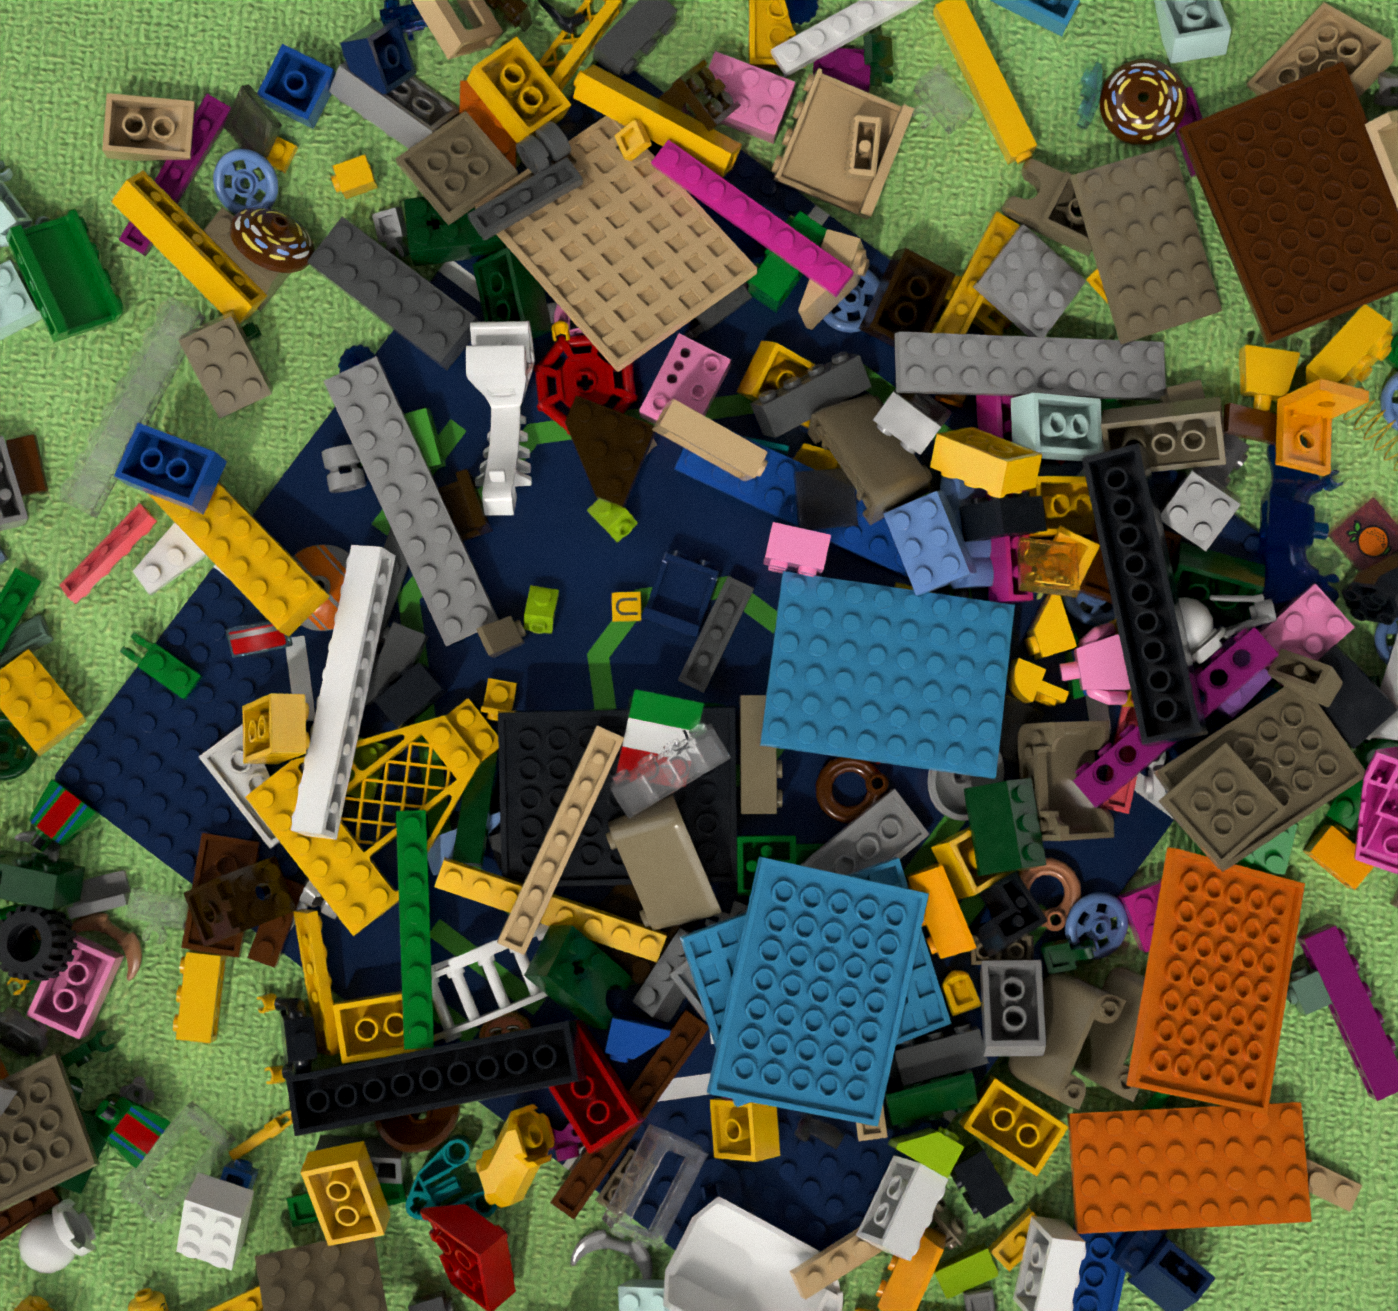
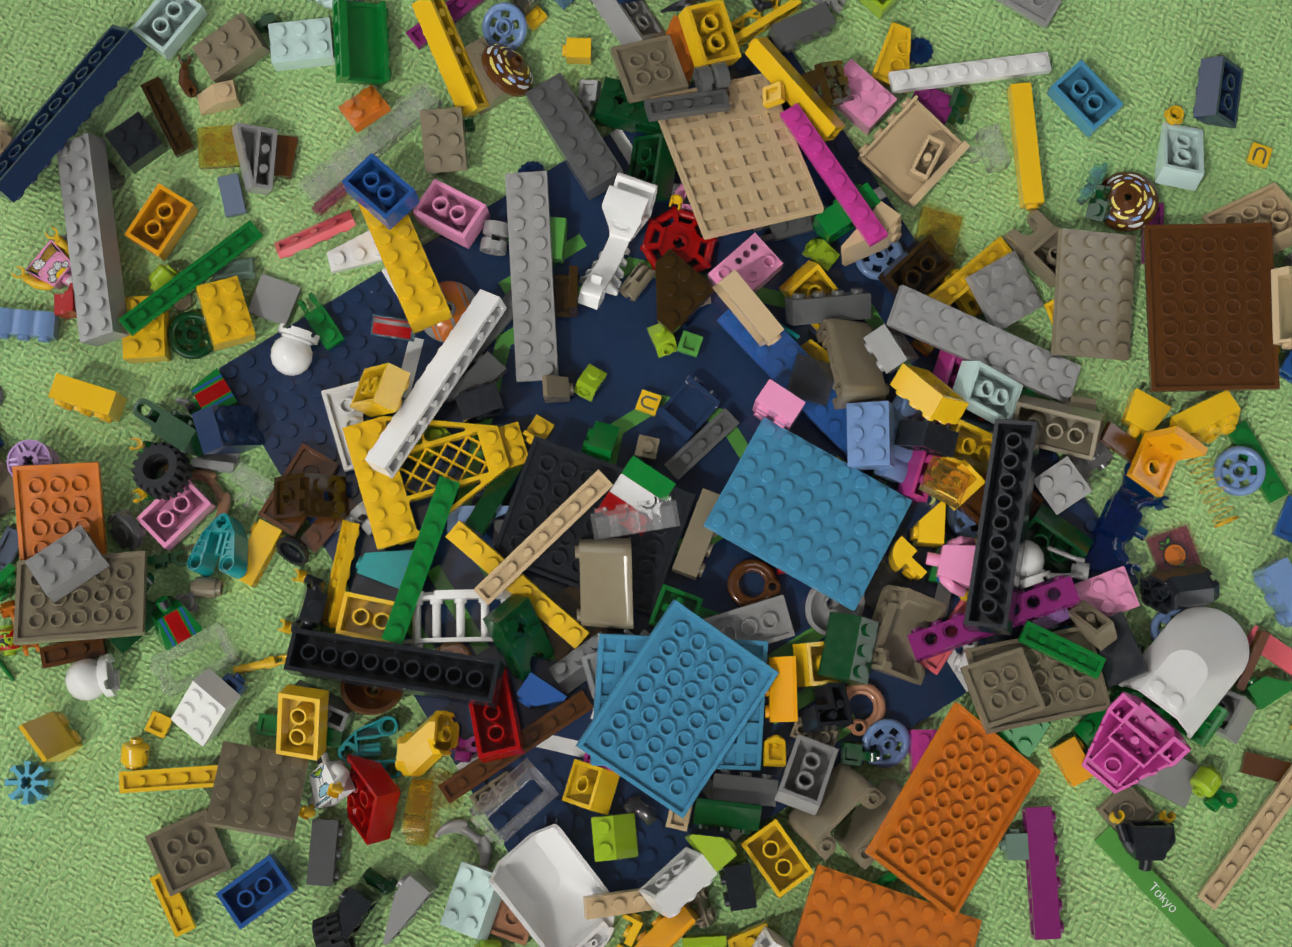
camera: 15 degrees right, 5 degrees down
(90, 659) = (274, 300): none -> light grey tile
(96, 855) = (226, 429): none -> dark blue brick
(105, 362) = (364, 108): none -> orange plate
(107, 504) = (329, 200): none -> clear pink tile
(140, 720) = (292, 351): none -> white tile
(147, 996) = (225, 539): none -> teal connector
(154, 1064) = (207, 587): none -> dark tan brick
(164, 1262) = (158, 724): none -> yellow plate
(245, 974) = (293, 550): none -> black hat
(274, 458) = (451, 213): none -> bright pink brick
(371, 952) = (384, 566): none -> teal slope
(412, 1256) = (329, 786): none -> white torso
(463, 65) = (678, 6): none -> black bar
(538, 1245) = (418, 812): none -> clear yellow connector
(550, 454) = (637, 281): none -> dark tan arm
(586, 683) = (601, 441): none -> green brick
(648, 667) = (647, 448): none -> dark tan brick
(650, 509) = (690, 344): none -> bright green plate
(774, 325) = (821, 253): none -> lime bracket
(799, 1179) = (614, 837): none -> lime slope
(866, 1288) = (632, 931): none -> yellow bracket
(916, 230) = (941, 226): none -> clear yellow plate
(1110, 125) = (1099, 208): none -> dark green plate
(1277, 725) = (1061, 649): none -> green plate

